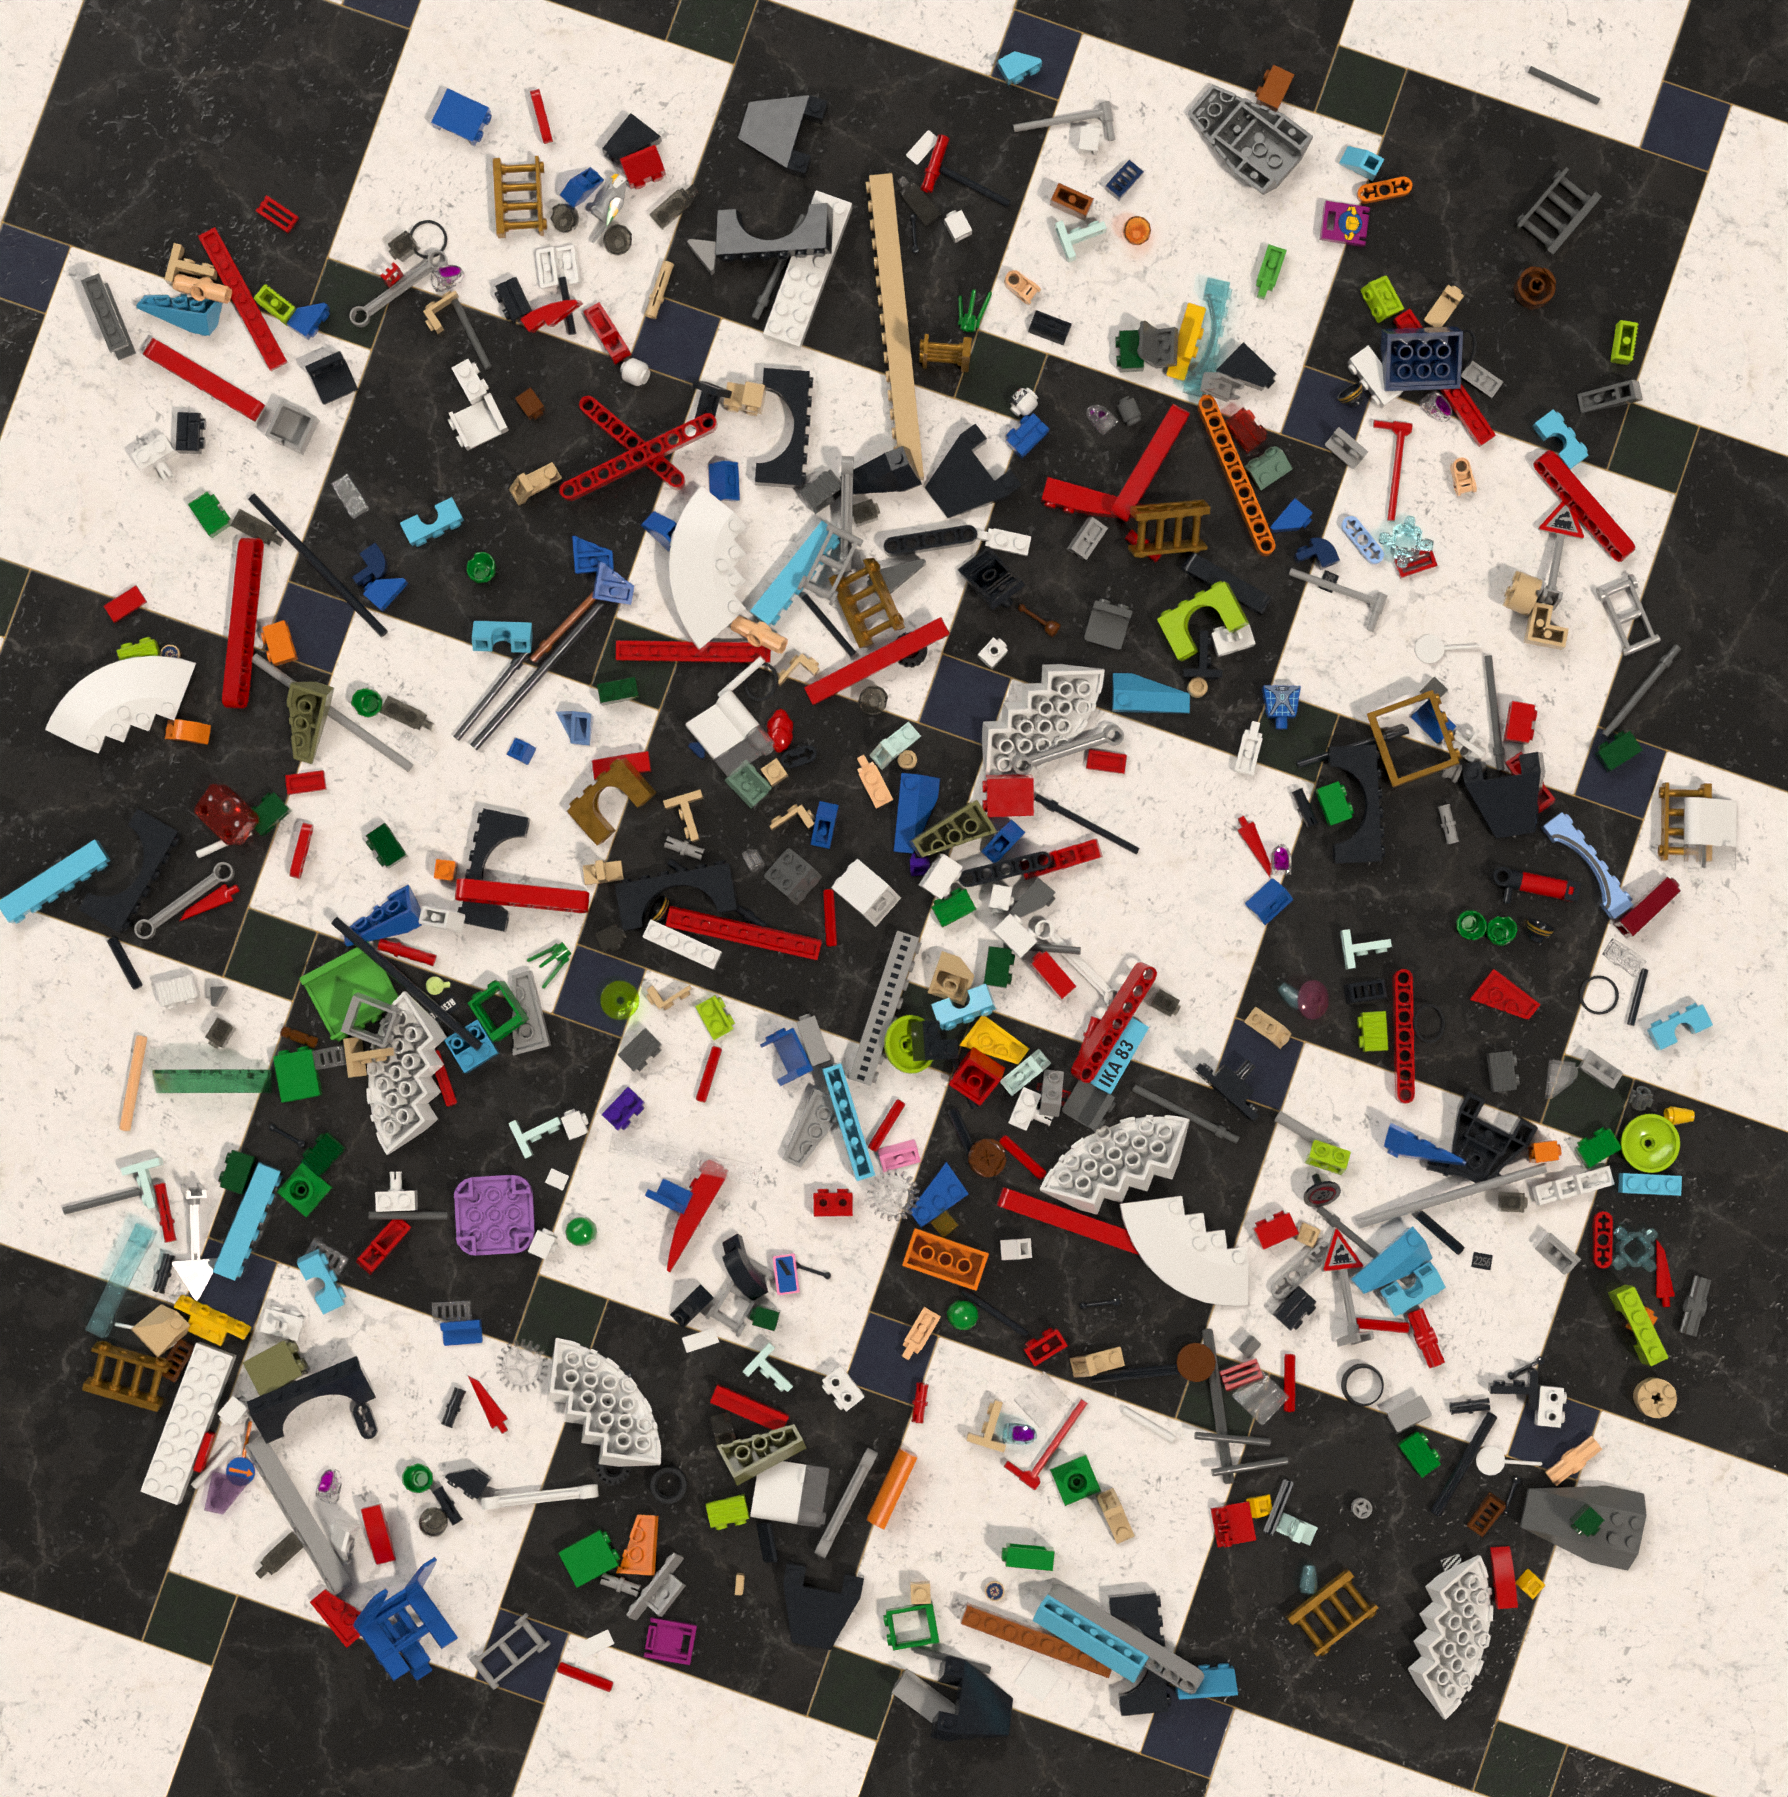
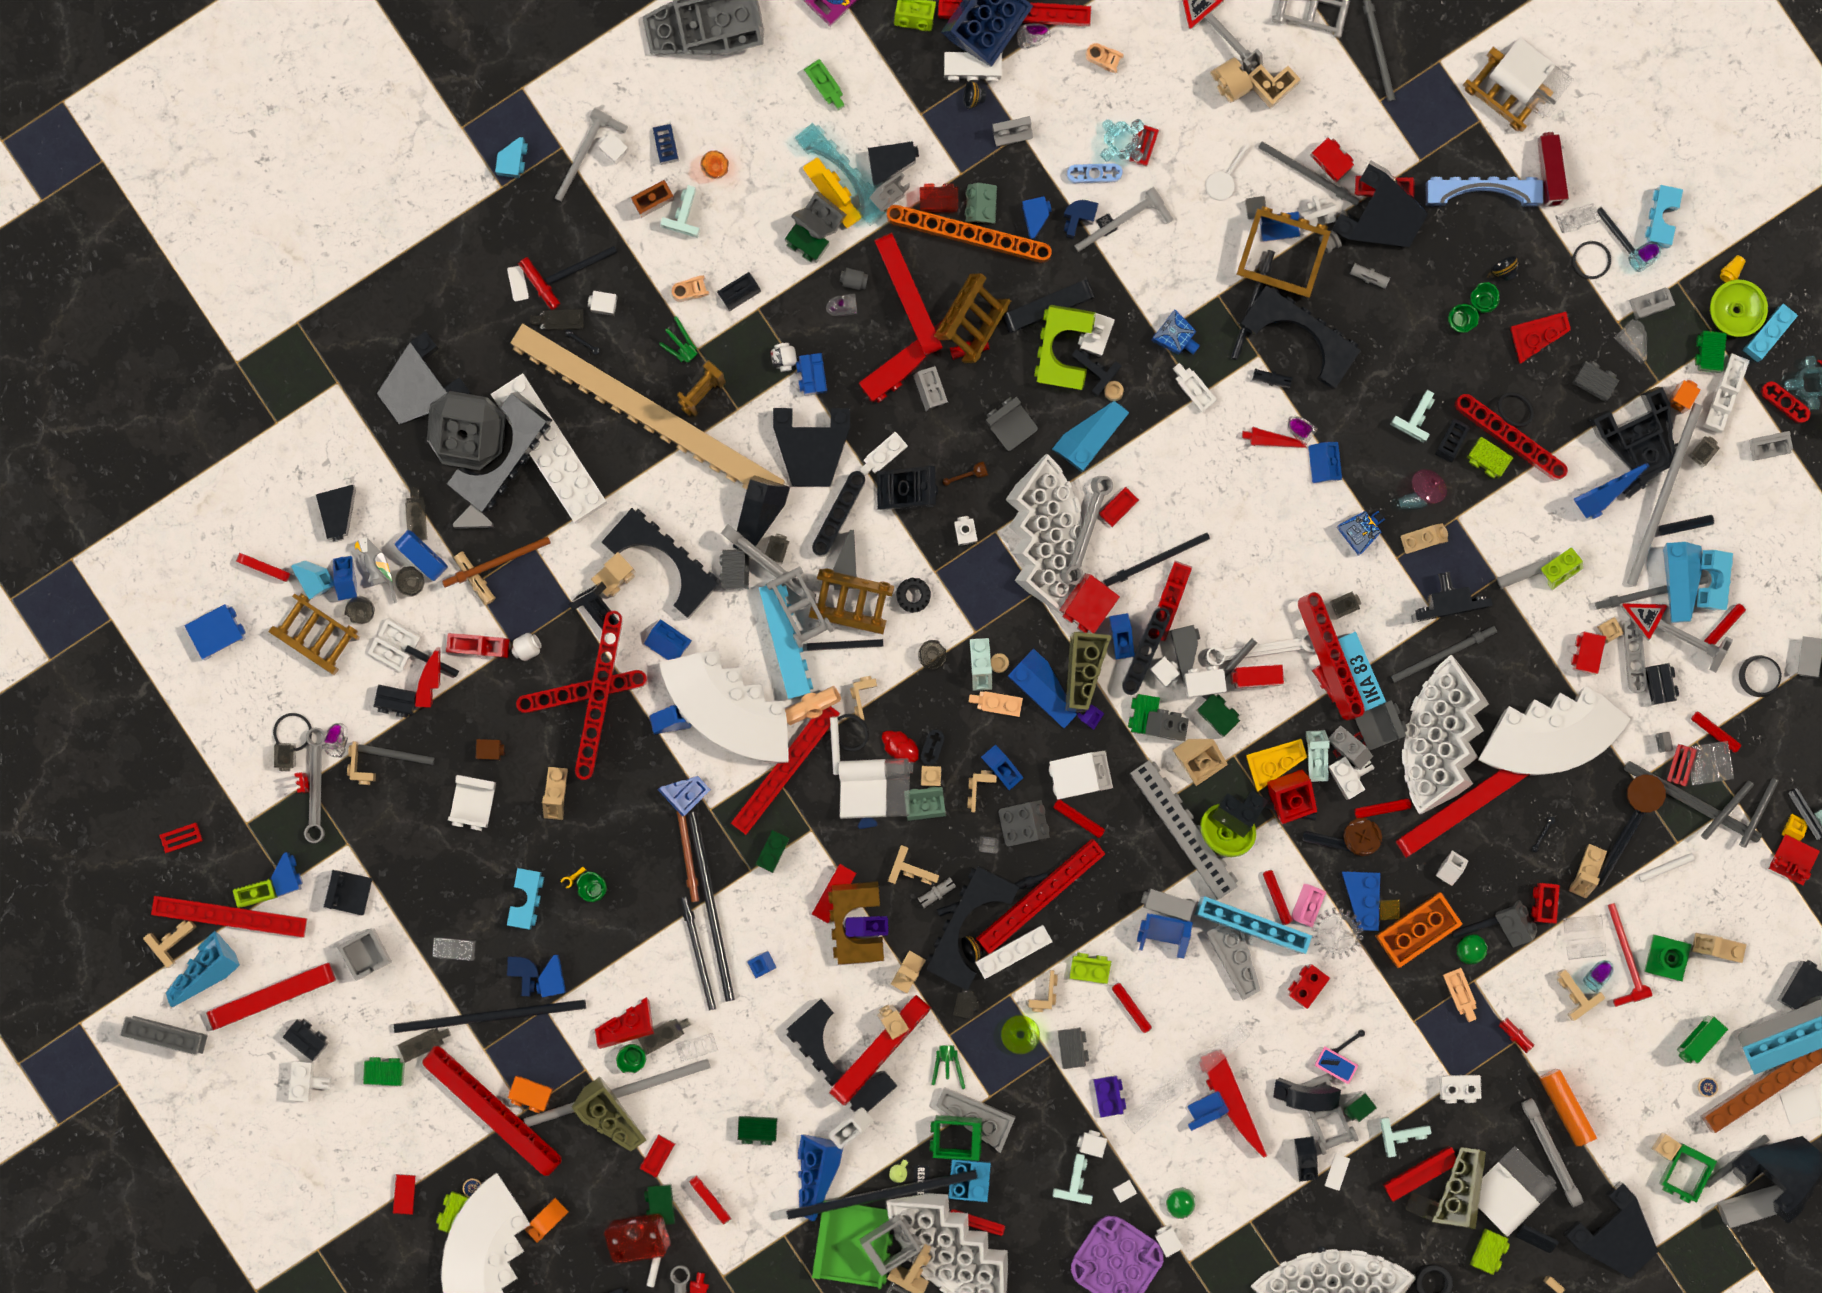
camera: 55 degrees left, 0 degrees up
(202, 288) = (197, 942): light nougat piece -> none
(393, 682) = (627, 1027): none -> red wing
(406, 952) = (854, 1176): red pin -> none
(445, 870) = (813, 1096): orange brick -> none
(470, 382) = (435, 784): white brick -> none
(476, 547) = (571, 878): none -> yellow hand
(487, 633) = (648, 919): medium azure arch -> none
(552, 888) = (892, 1021): none -> tan bracket
(562, 162) = (313, 578): none -> medium azure slope
(577, 726) = (775, 905): medium blue slope -> none
(588, 555) = (646, 794): blue wing -> none
(614, 810) = (866, 926): none -> dark purple brick
(643, 167) = (367, 517): red slope -> none
(645, 233) = (421, 555): none -> blue beam
(652, 277) = (462, 576): none -> dark orange bar
(763, 299) = (545, 501): dark grey bar -> none
(787, 198) = (474, 415): none -> dark grey piece
(877, 661) = (903, 628): red tile -> none
(941, 876) = (1113, 706): white brick -> none
(957, 931) = (1167, 725): none -> dark grey brick
(980, 1003) = (1237, 750): medium azure arch -> none
(1010, 1336) = (1517, 924): none -> dark grey bracket
(1235, 971) = (1361, 530): none -> torso
(1321, 1192) = (1586, 593): shield -> none
(1334, 803) = (1287, 353): green brick -> none
(1400, 429) = (1030, 76): red bar -> none
(1425, 1338) = (1760, 598): red piece -> none
(1482, 1261) = (1732, 509): black sticker -> none
(1536, 884) = (1469, 243): piece -> none
(1618, 751) = (1411, 100): dark green brick -> none
(1634, 1035) = (1645, 256): none -> clear light blue rock
(1641, 1098) = (1698, 288): dark grey gear -> none

